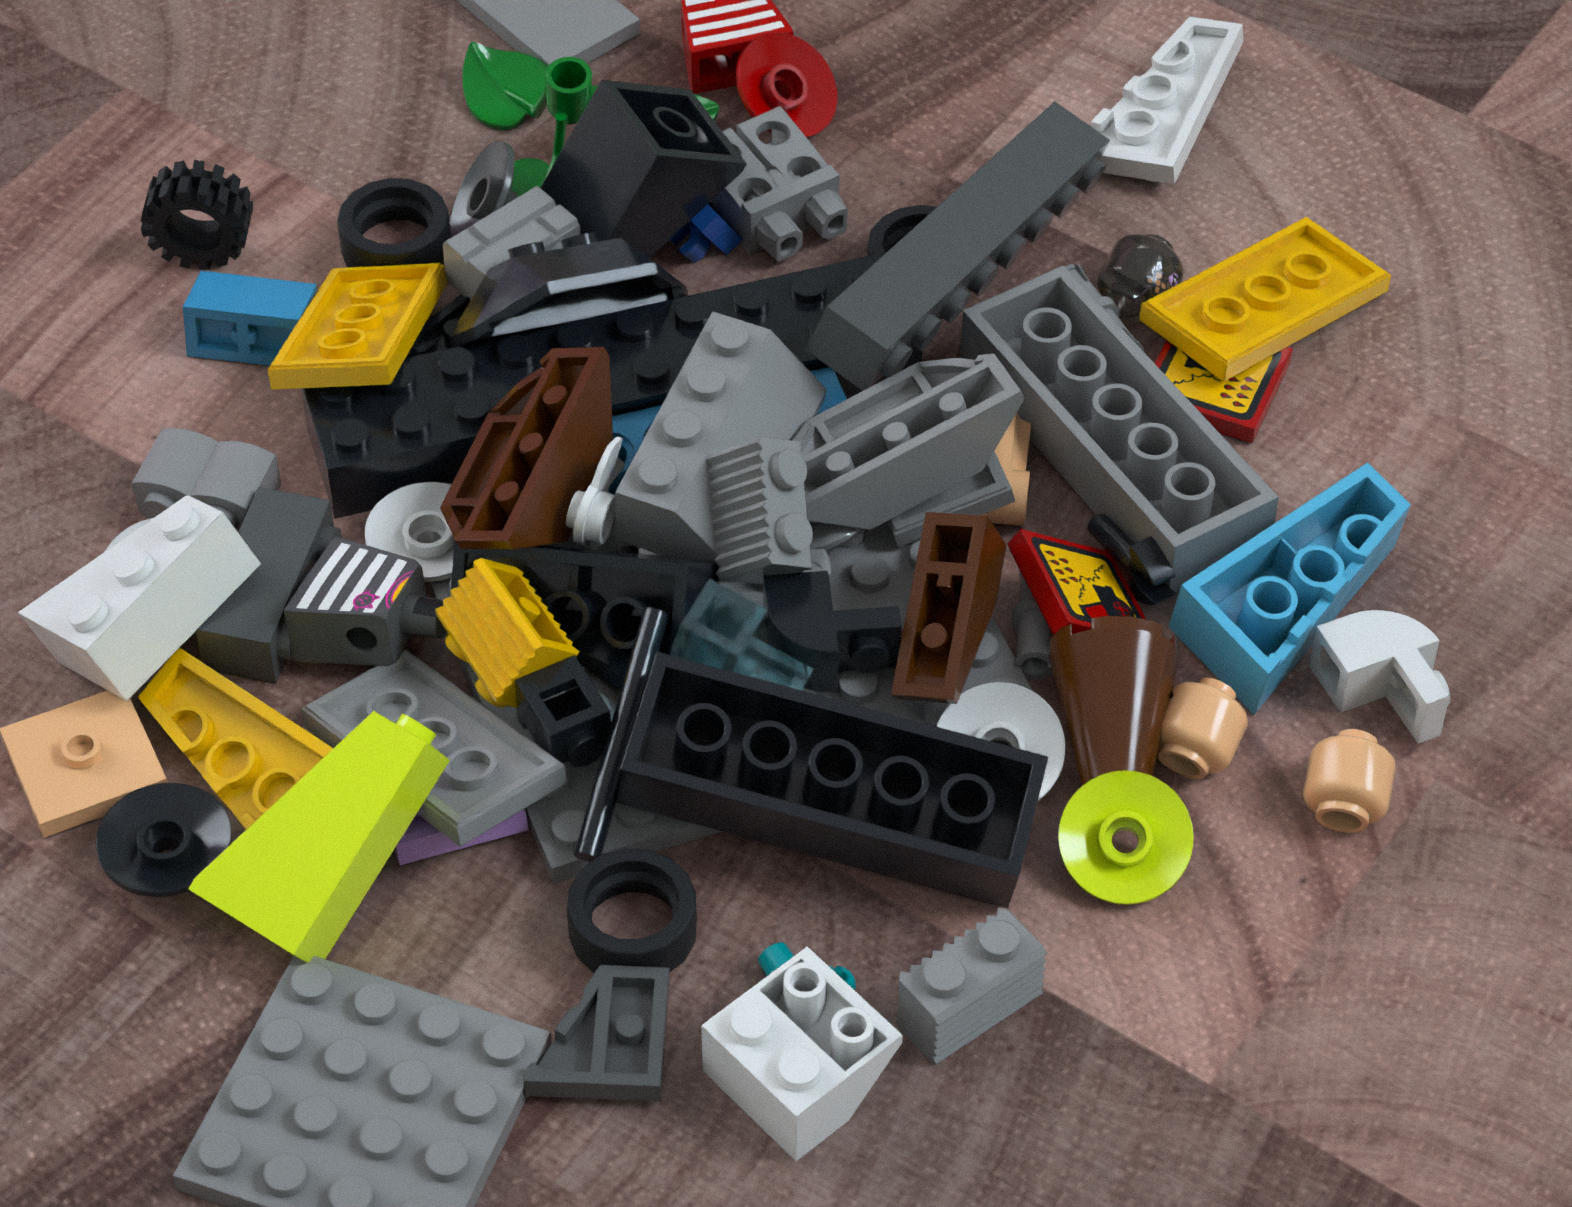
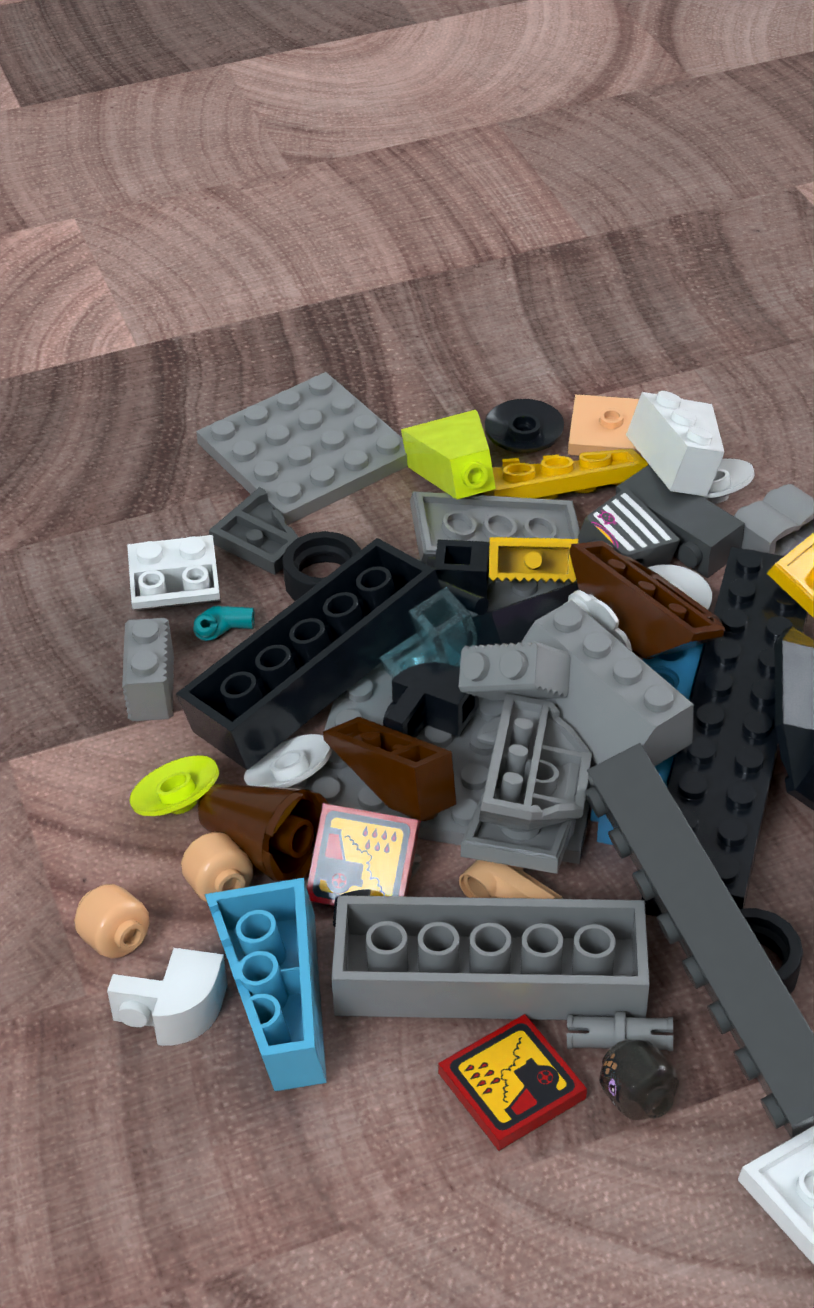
camera: 125 degrees right, 5 degrees down
(1264, 298) = (562, 1158): yellow tile -> none

